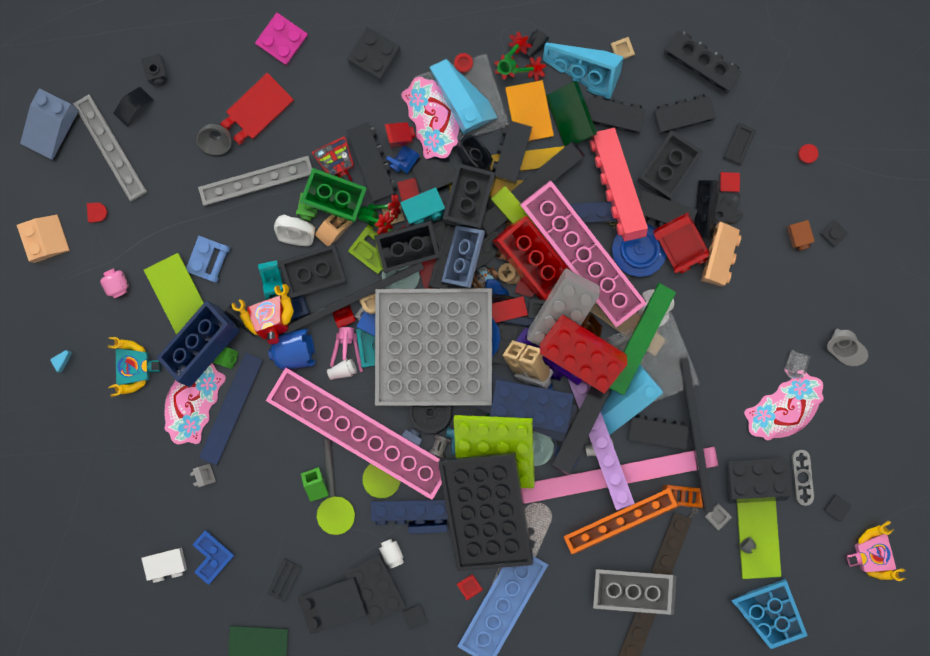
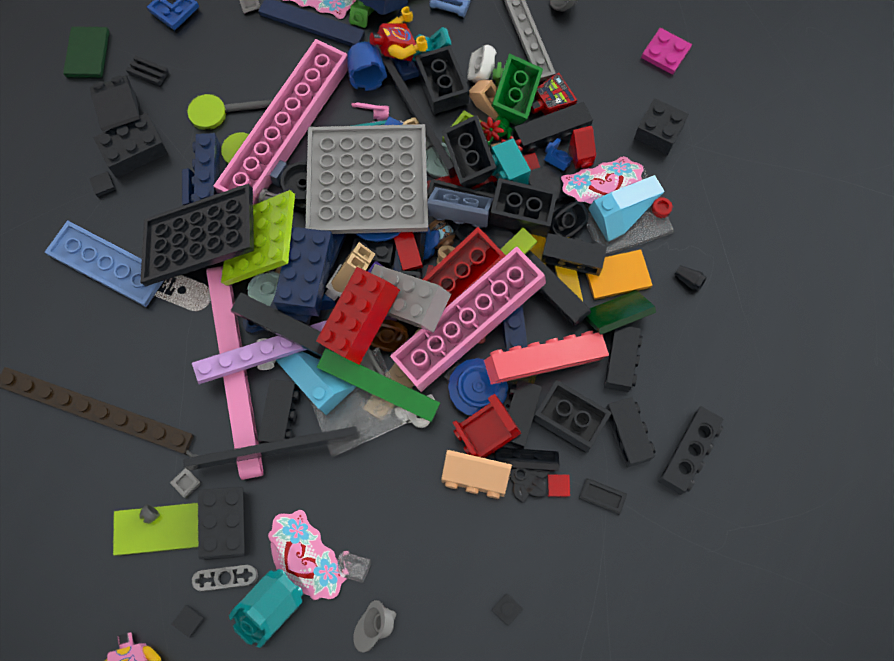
camera: 85 degrees right, 15 degrees down
(257, 108) = (596, 32): red tile -> none
(314, 484) = (235, 88): bright green brick -> none
(342, 370) = (348, 113): white cone -> none
(343, 316) = (399, 109): red plate -> none
(391, 553) = (165, 159): white brick -> none
(469, 587) = (128, 233): red tile -> none
(508, 65) = (663, 245): plant -> none
(590, 67) = (672, 330): medium azure wedge -> none
(621, 521) = (182, 374): orange brick -> none
(623, 48) = (694, 366): tan tile -> none
(635, 592) = (103, 389): light grey brick -> none
(698, 500) = (202, 436): orange slope -> none
(772, 613) = (69, 545): dark azure wedge -> none
(801, 235) = (502, 567): dark orange brick -> none
(808, 153) = (598, 575): red tile -> none
(831, 438) = (266, 608): none -> teal brick

